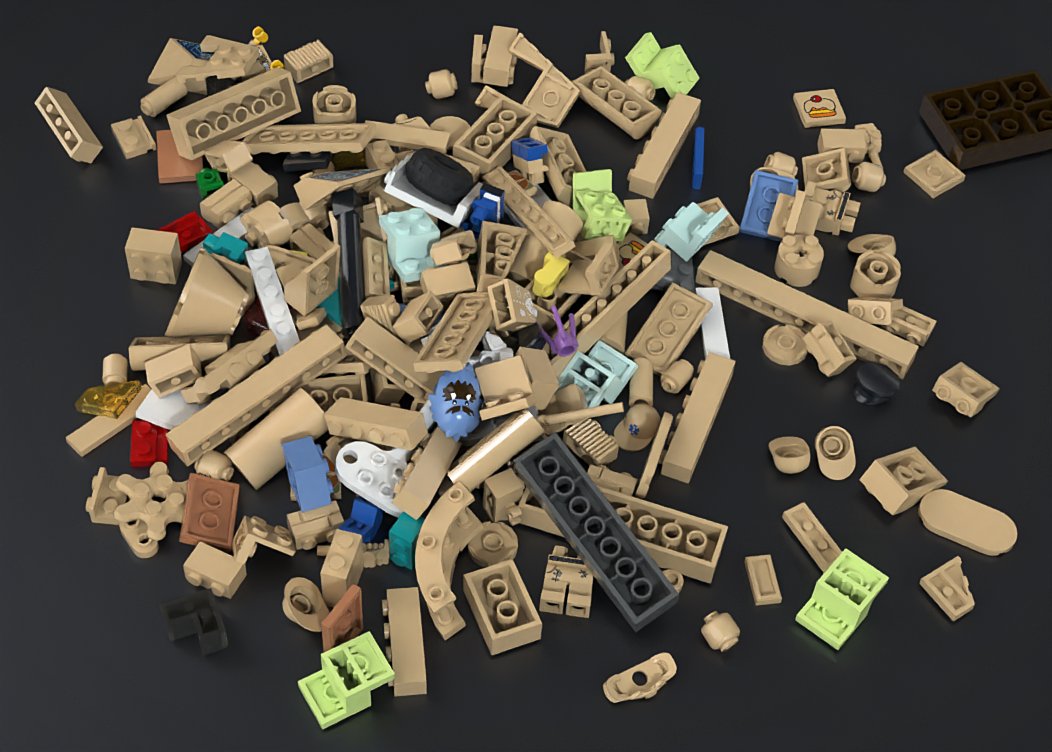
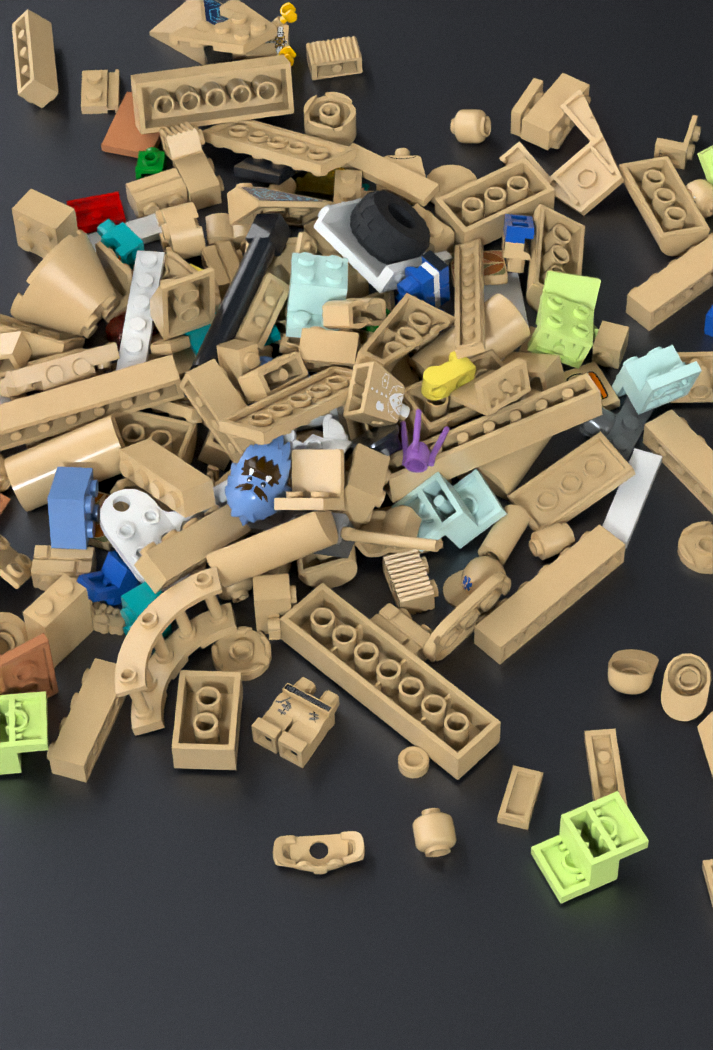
camera: 30 degrees right, 0 degrees up
(163, 97) = (152, 56): tan brick -> none
(596, 532) = (340, 674): dark grey brick -> none

